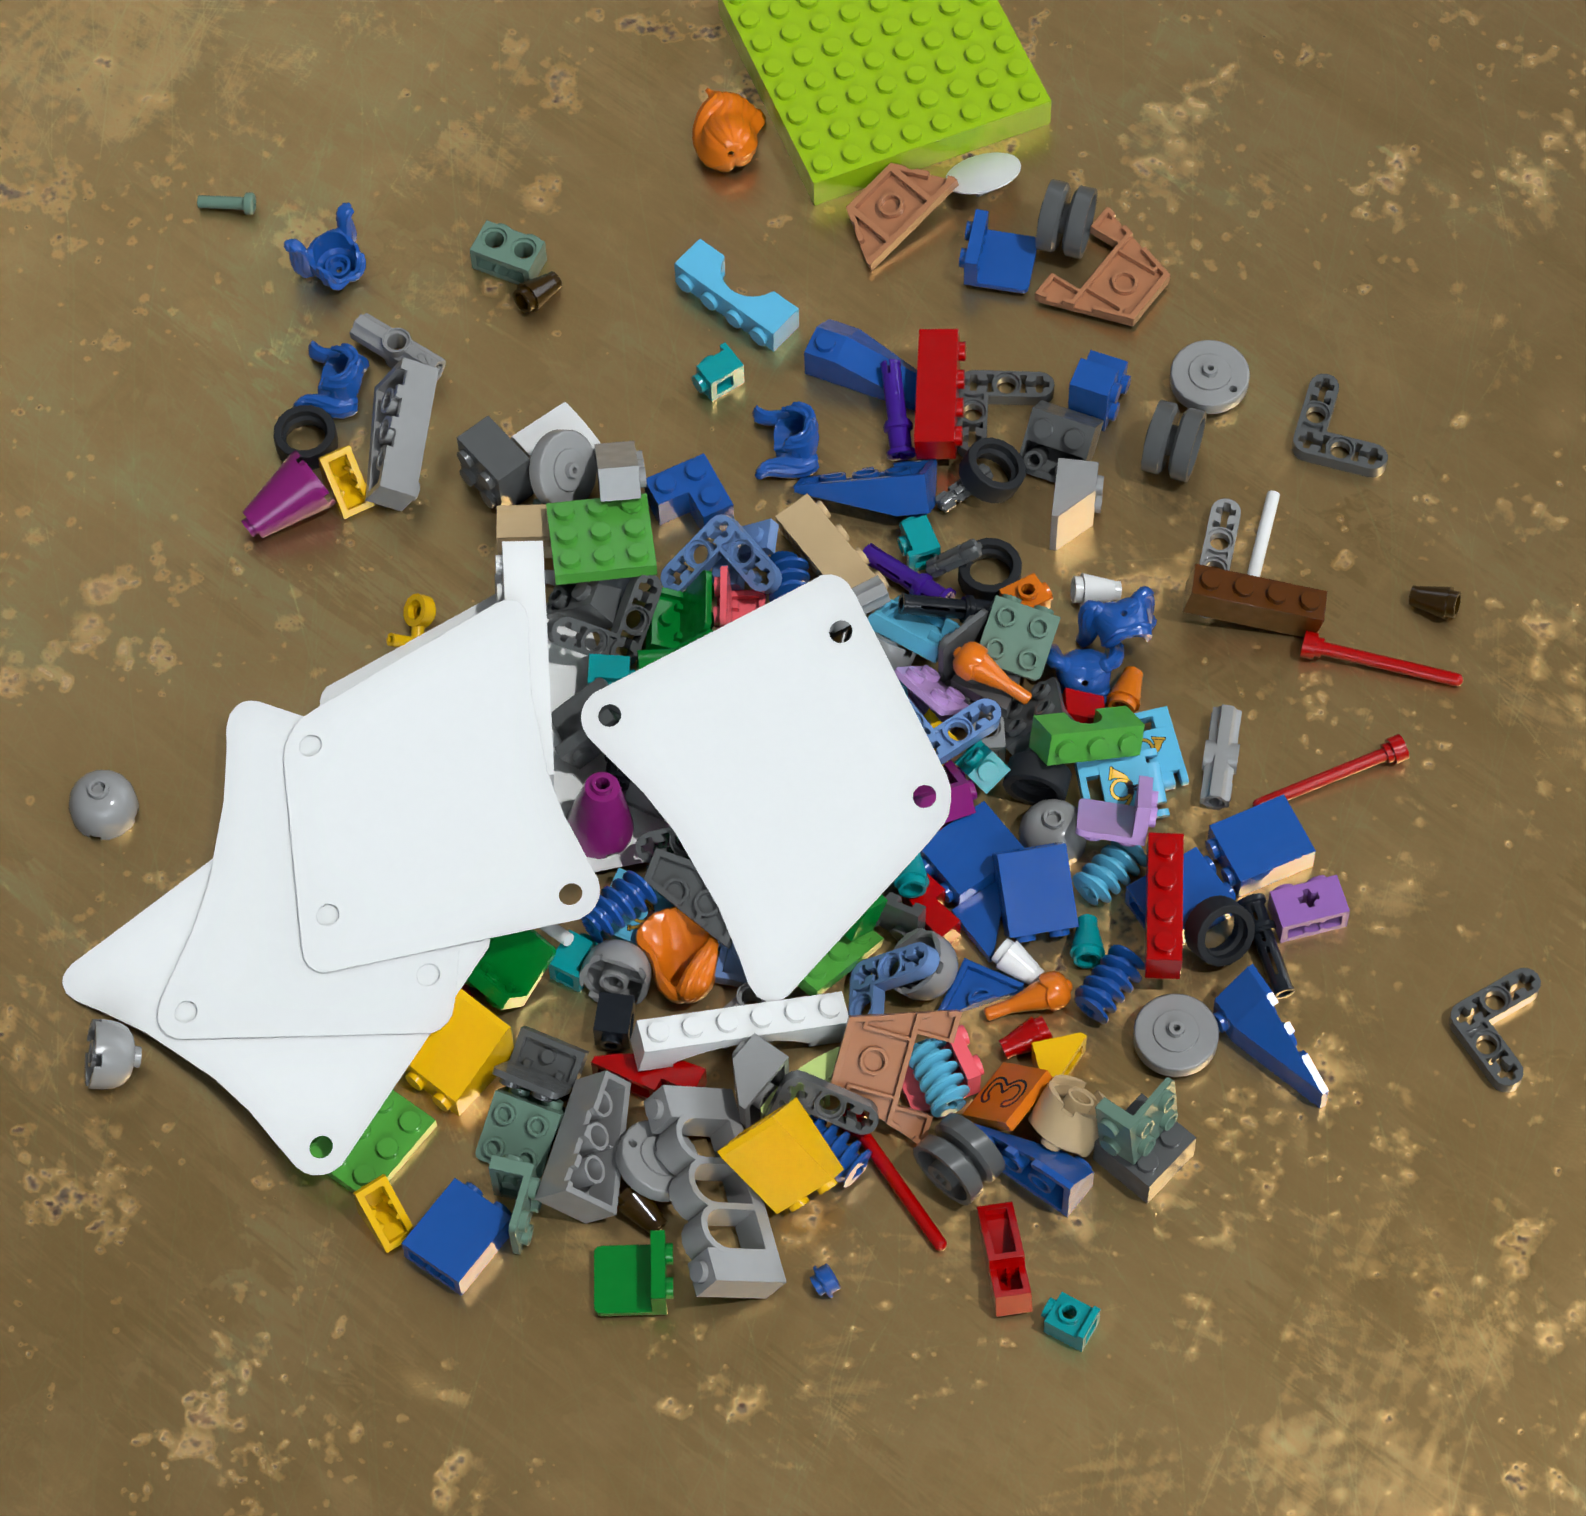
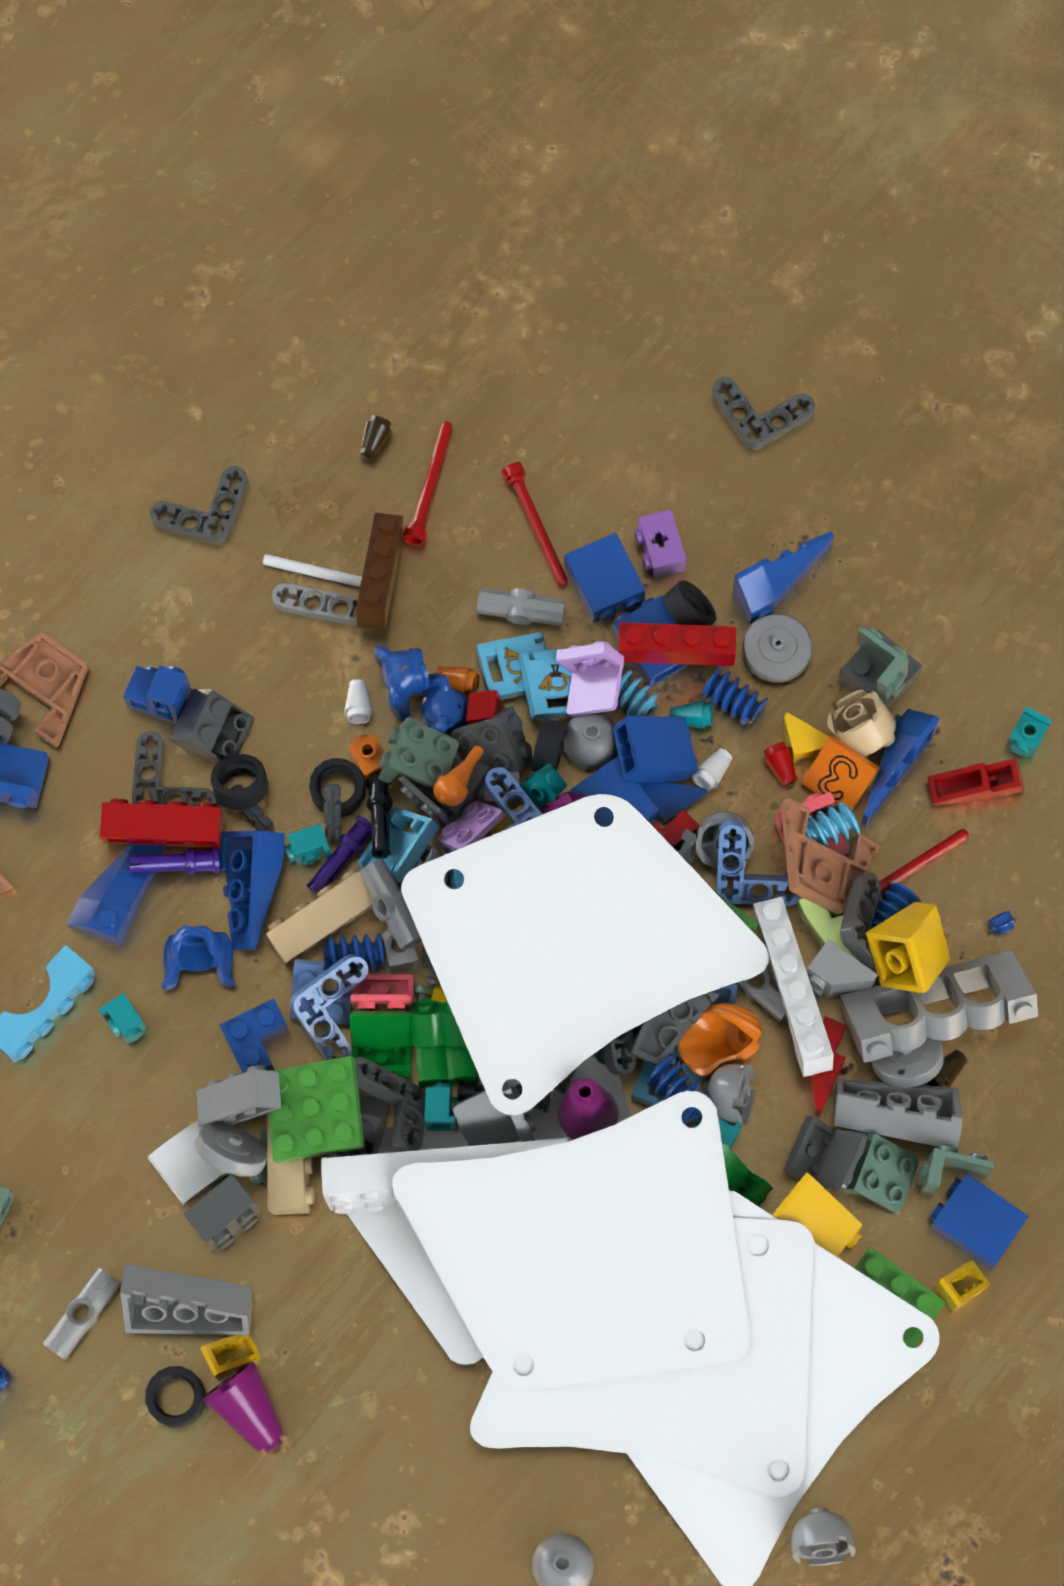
camera: 90 degrees left, 10 degrees up
(339, 379) = (114, 1367): blue hair -> none
(418, 613) = (375, 1282): yellow plate -> none
(536, 292) = (25, 1187): dark brown cone -> none
(614, 1020) = (775, 1096): black brick -> none
(633, 1278) = (1008, 1074): green bracket -> none
(959, 1158) = (901, 811): dark grey wheel -> none
(978, 986) = (732, 798): blue tile -> none
(1049, 992) = (740, 745): orange piece -> none
(1063, 741) = (531, 715): bright green arch -> none
(1075, 500) = (276, 714): light grey slope -> none
(1168, 439) = (220, 629): dark grey wheel -> none
(1209, 376) = (148, 603): light grey wheel -> none
(1265, 929) = (725, 569): black pin -> none

